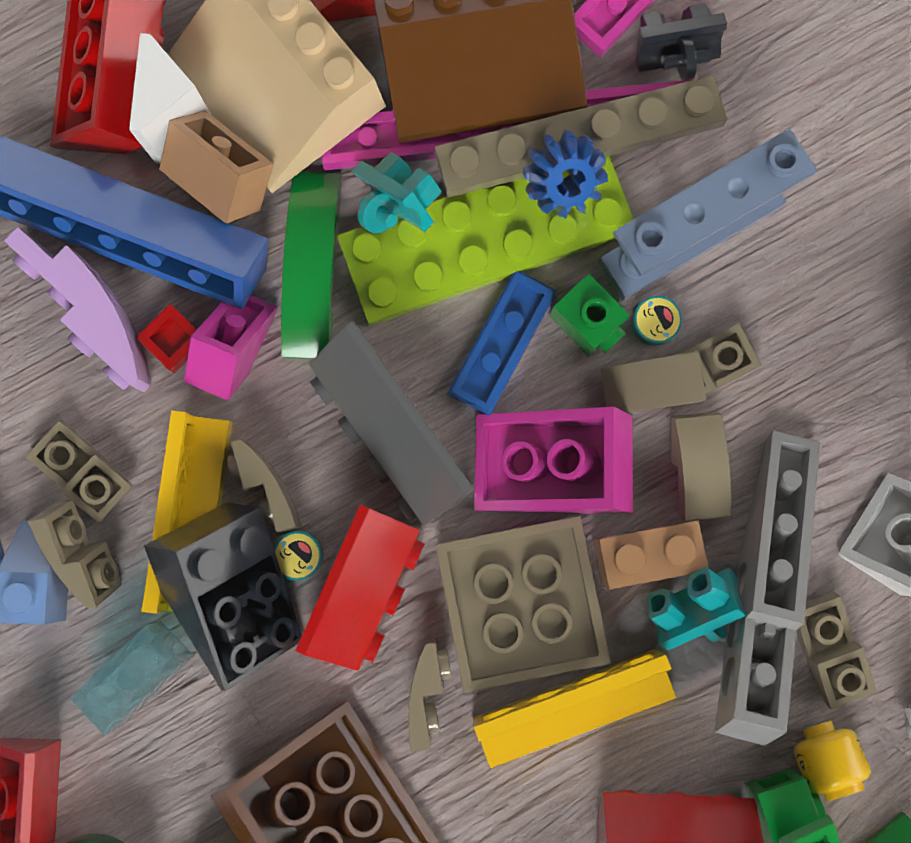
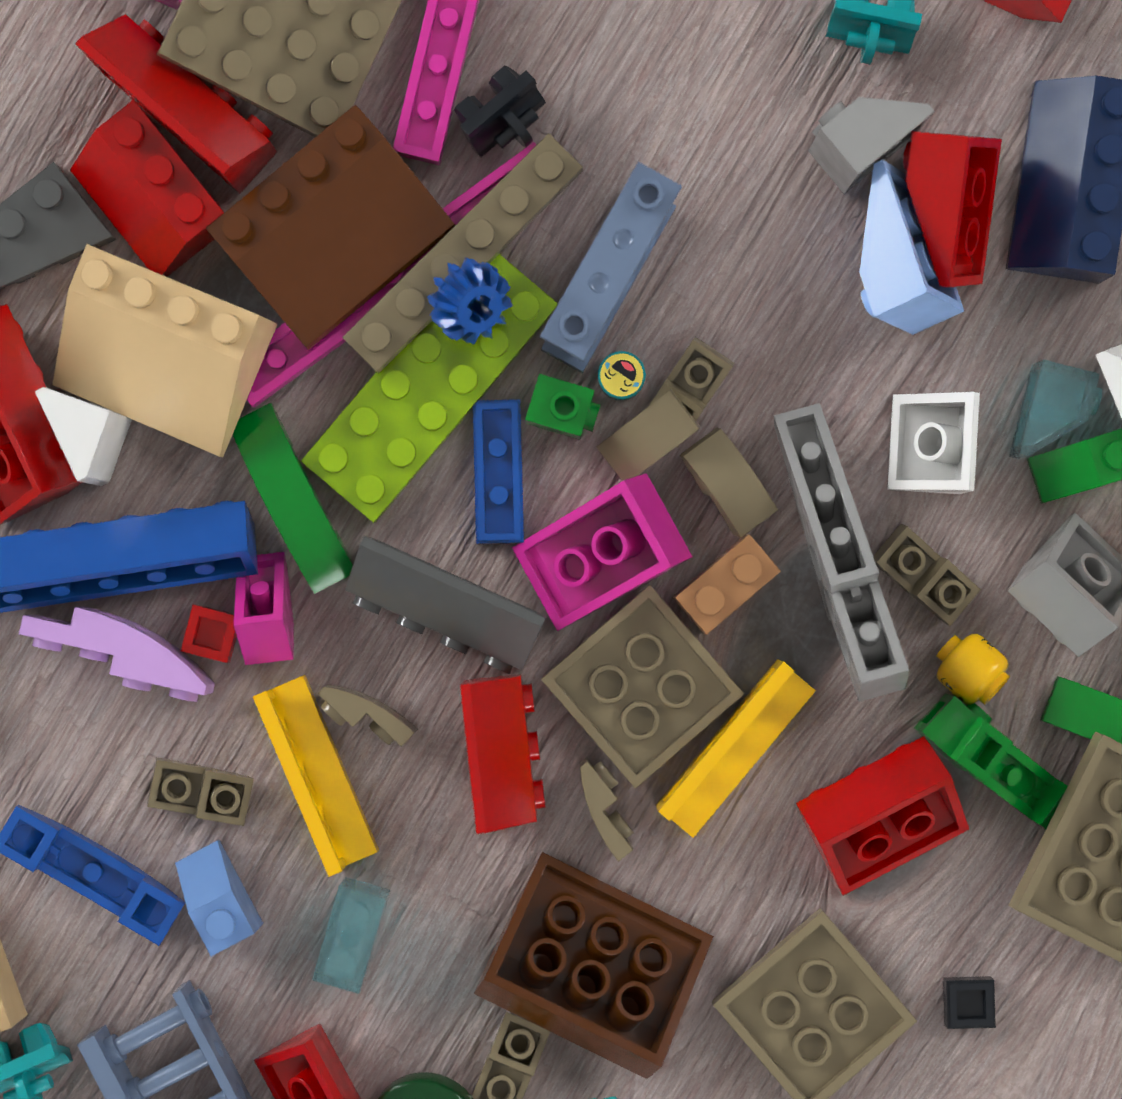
camera: 25 degrees left, 5 degrees up
(81, 566) = (252, 868): dark tan slope -> none
(215, 166) = (161, 463): medium nougat brick -> none
(227, 590) = (388, 818): black slope -> none
(298, 555) = (429, 755): tile -> none
(394, 193) = (350, 397): teal hips -> none
(697, 610) = (792, 606): teal hips -> none

